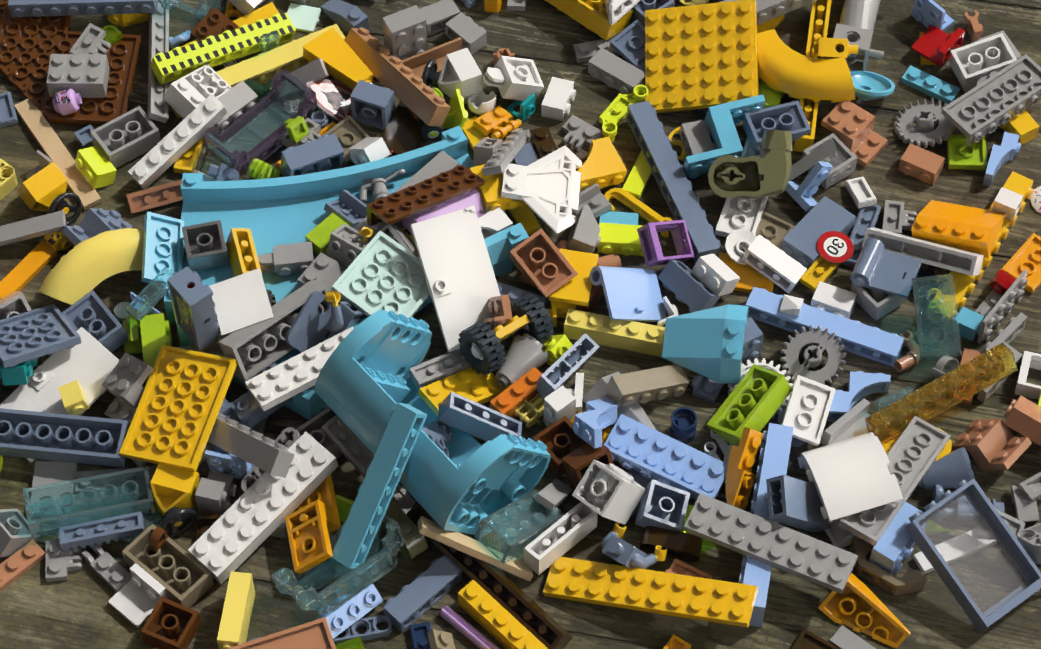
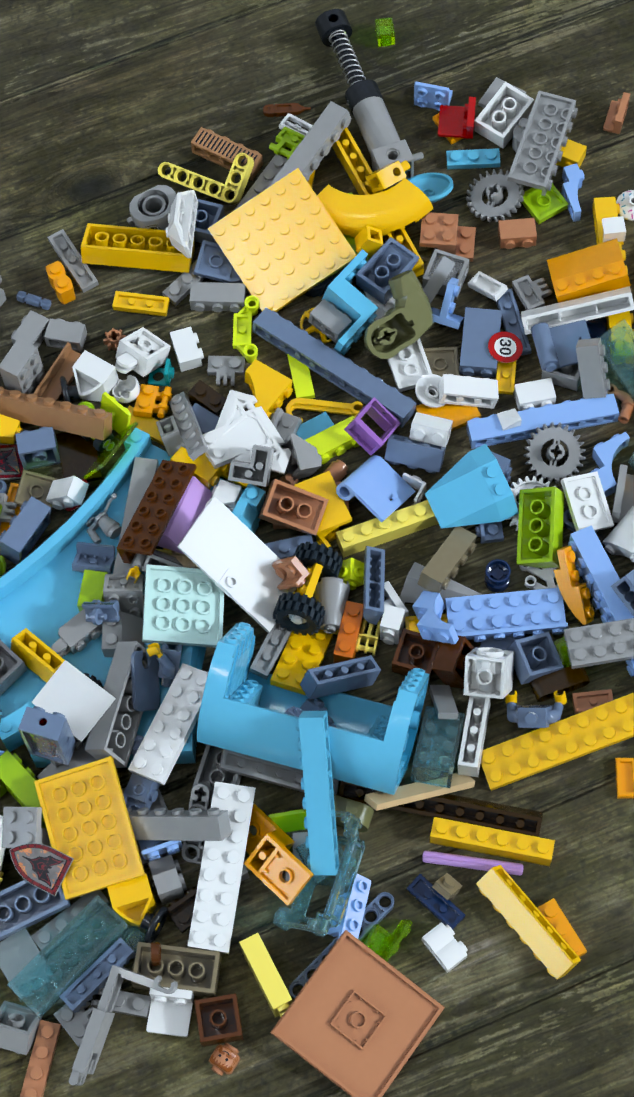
camera: 30 degrees left, 10 degrees up
(76, 566) = (102, 1018): none -> light grey hinge
(119, 414) = (41, 865): none -> shield
(318, 249) = (101, 611): none -> sand blue hips
(423, 592) = (398, 853): sand blue brick -> none
(424, 135) = (110, 450): none -> clear neon green piece
(532, 214) = (255, 472): none -> light grey brick
(548, 43) = (140, 303): none -> yellow plate
(777, 93) = (369, 240): none -> yellow brick
(895, 302) = (592, 368): none -> light grey brick
(974, 29) = (472, 88): nougat plate -> none

